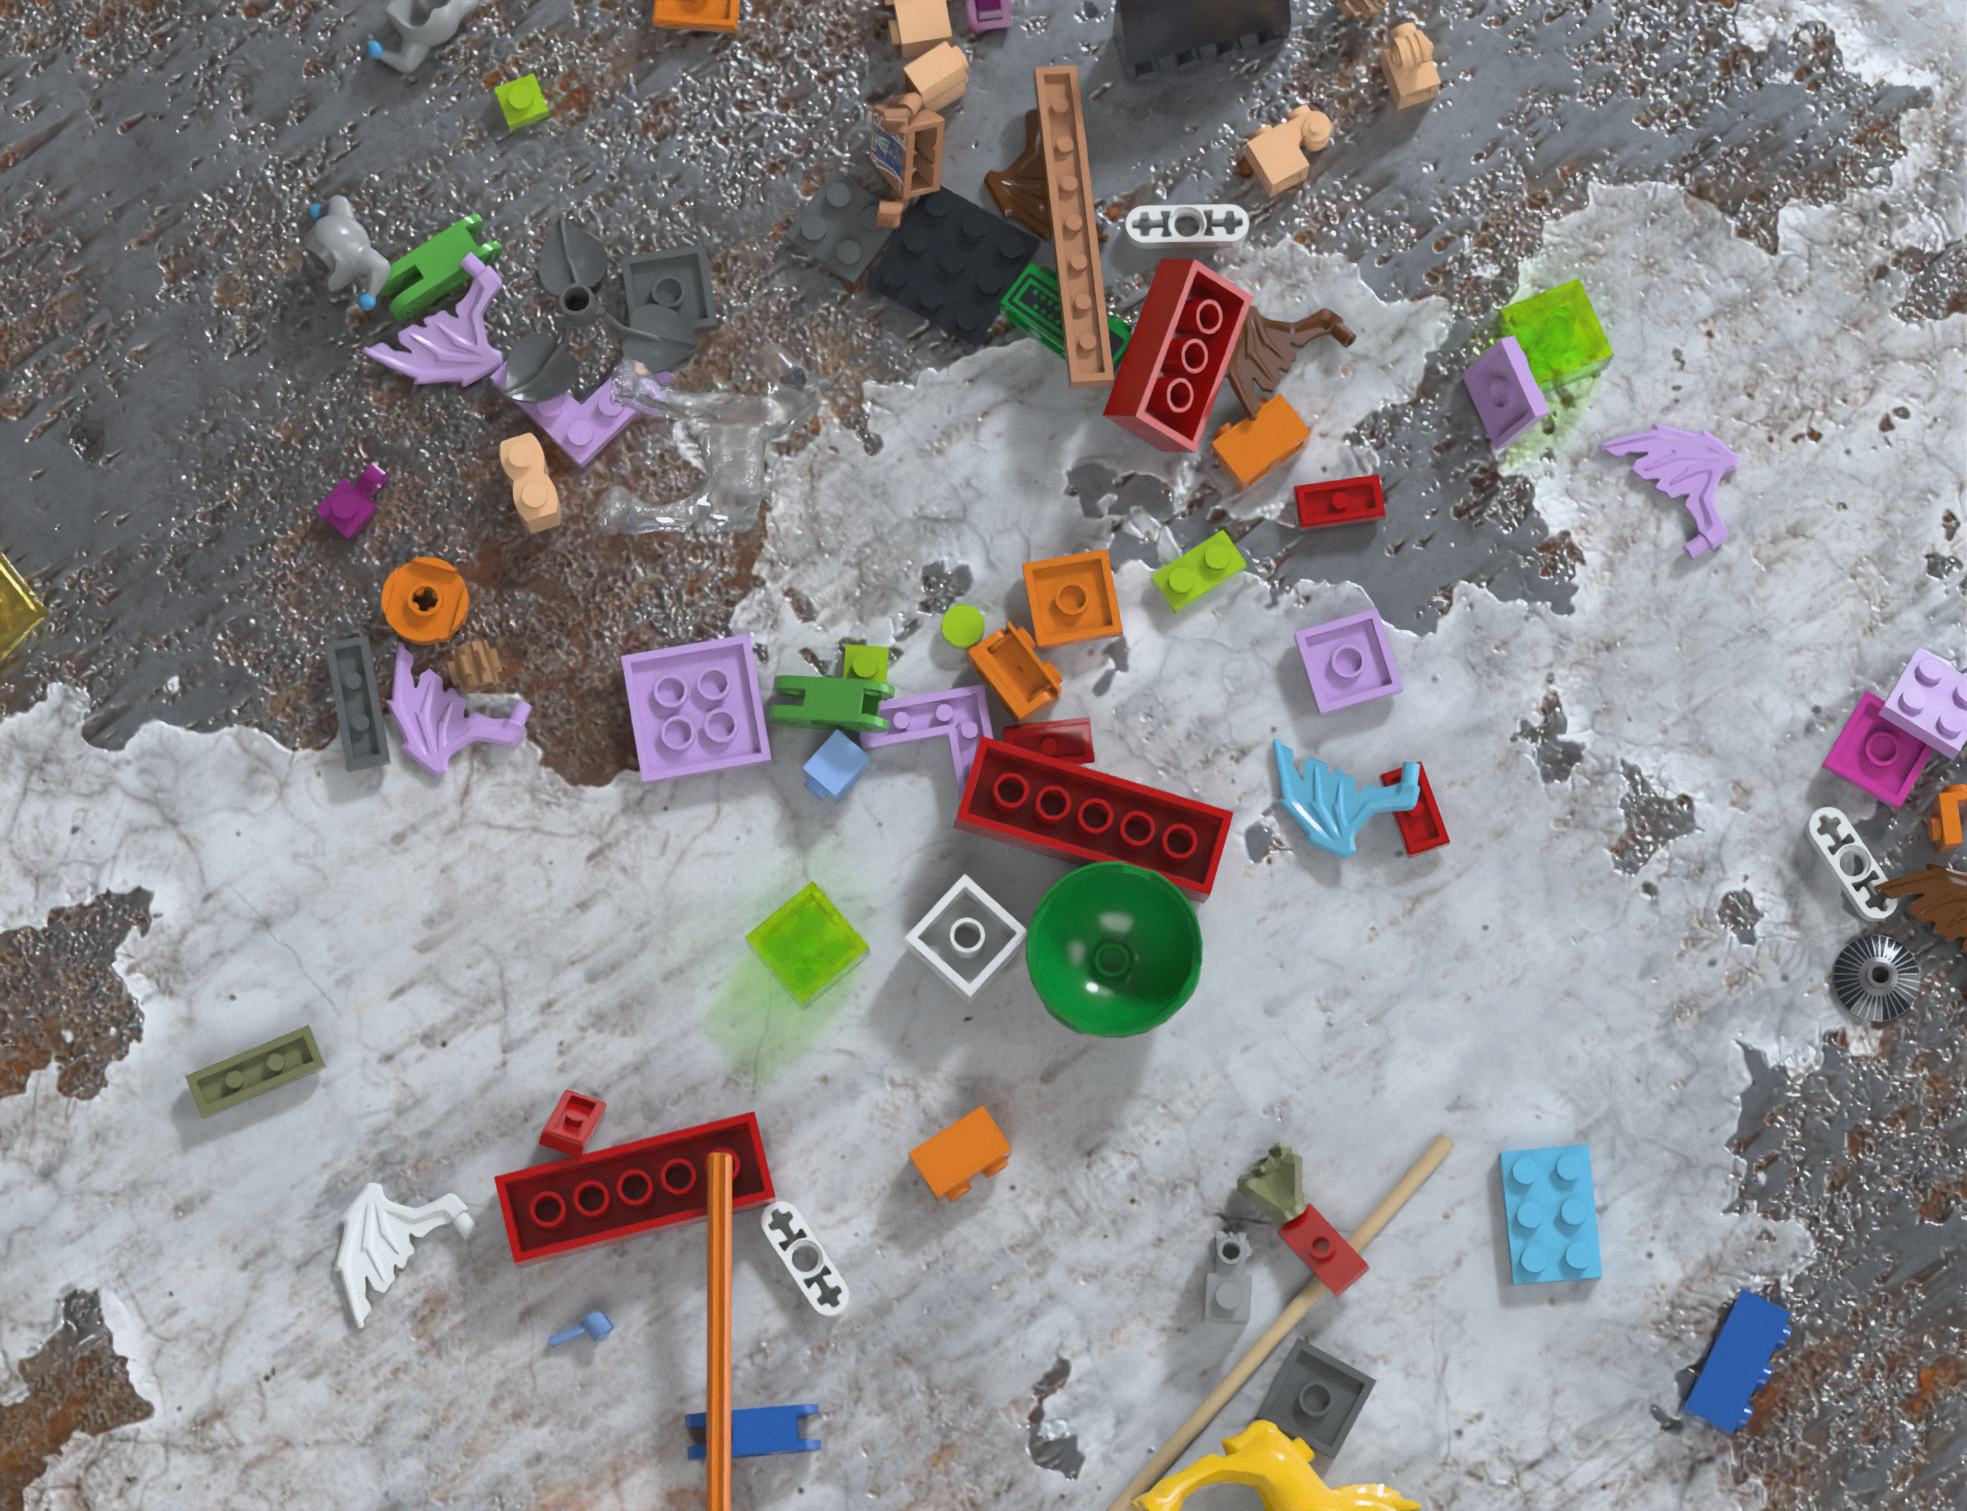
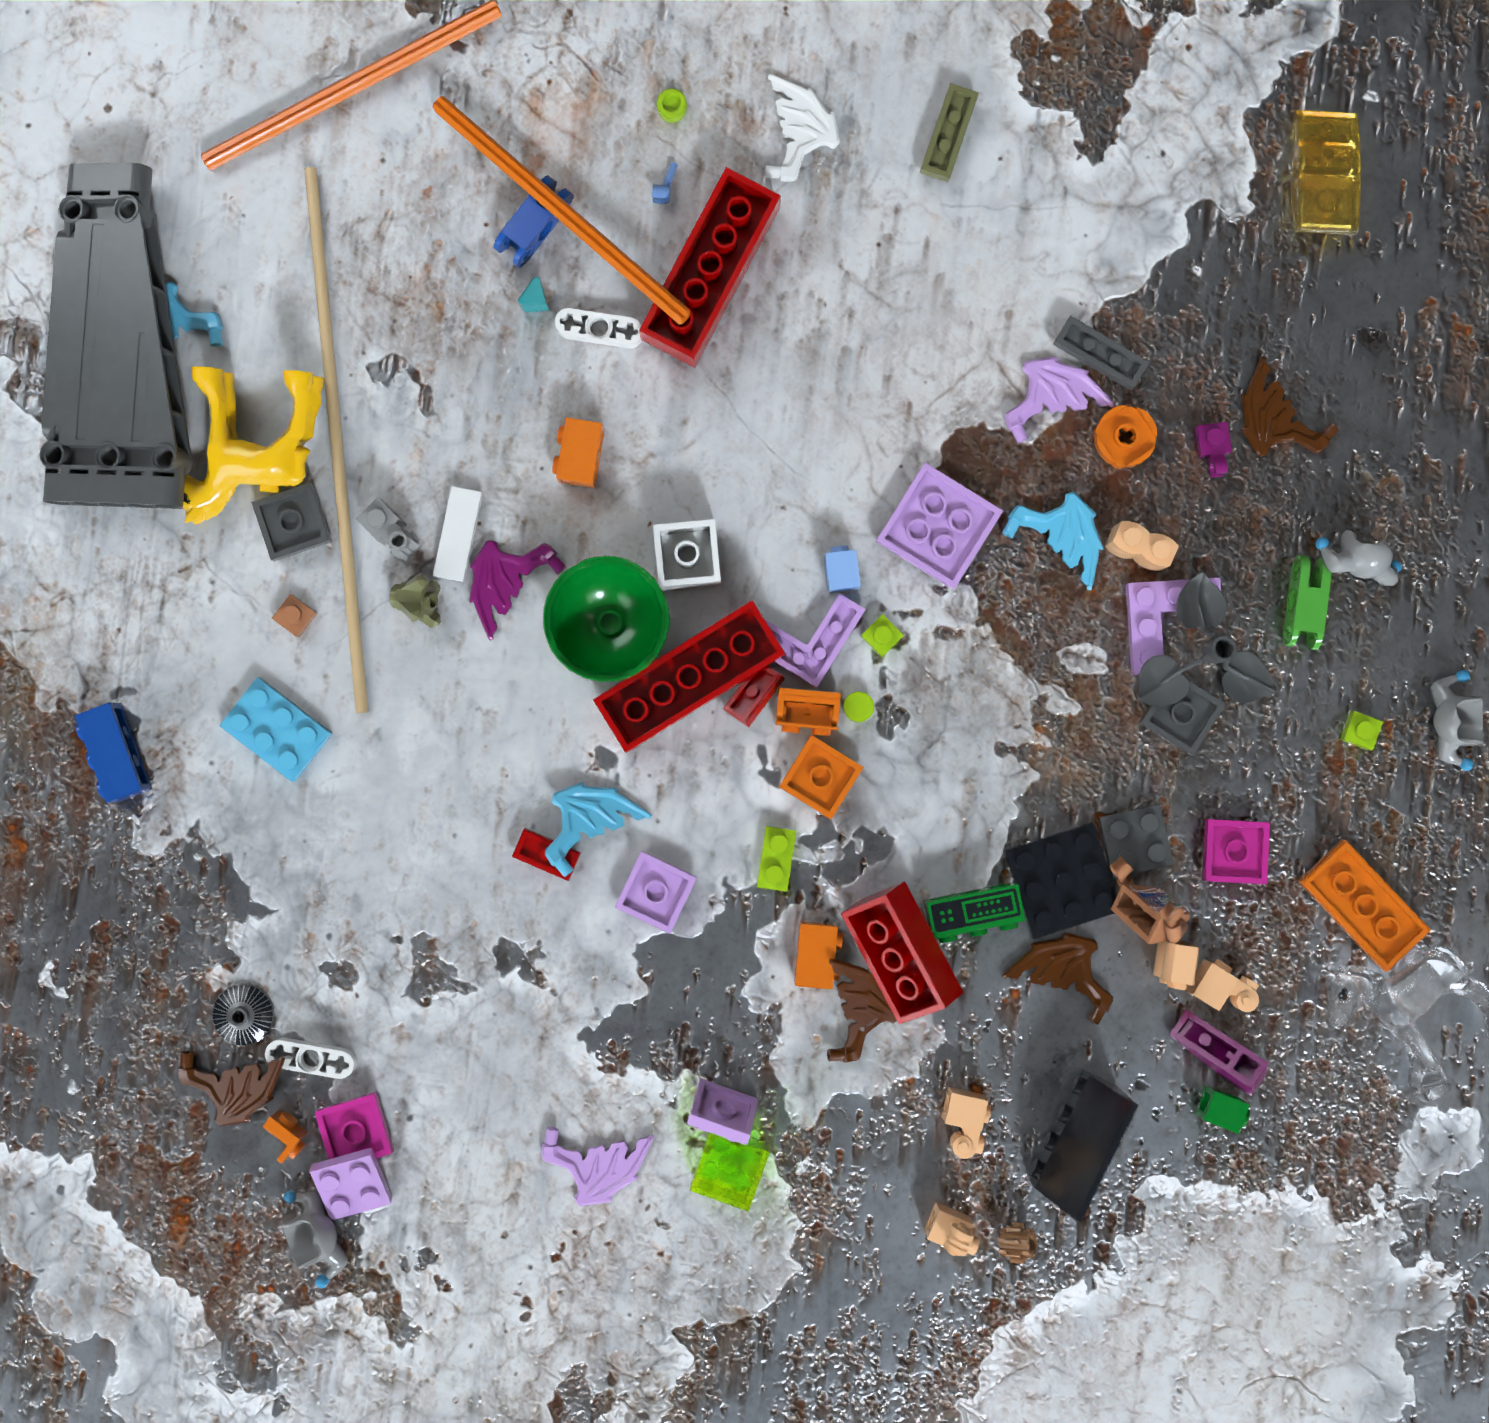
camera: 135 degrees right, 10 degrees up
(269, 472) = (1269, 417): none -> reddish brown animal
(449, 345) = (1257, 570): lavender animal -> none
(474, 667) = (1065, 429): medium nougat gear -> none
(487, 1402) = (671, 105): none -> lime tile
(572, 1123) = (773, 264): red plate -> none
(574, 575) = (1070, 530): none -> medium azure animal
(732, 444) = (1065, 671): clear animal -> none
(763, 119) = (1236, 851): none -> dark pink plate
(808, 946) = (758, 468): clear neon green brick -> none
(831, 703) = (875, 596): bright green piece -> none
(835, 1356) = (533, 297): none -> teal slope
(1073, 227) = (1024, 961): nougat plate -> none
(1165, 1210) = (457, 534): none -> white tile
(1173, 1124) = (498, 578): none -> magenta animal
(1198, 212) = (993, 1014): white beam -> none
(1323, 1250) = (360, 594): red plate -> none
(1339, 502) = (746, 967): red plate -> none
(1412, 1306) = (294, 615): none -> nougat plate

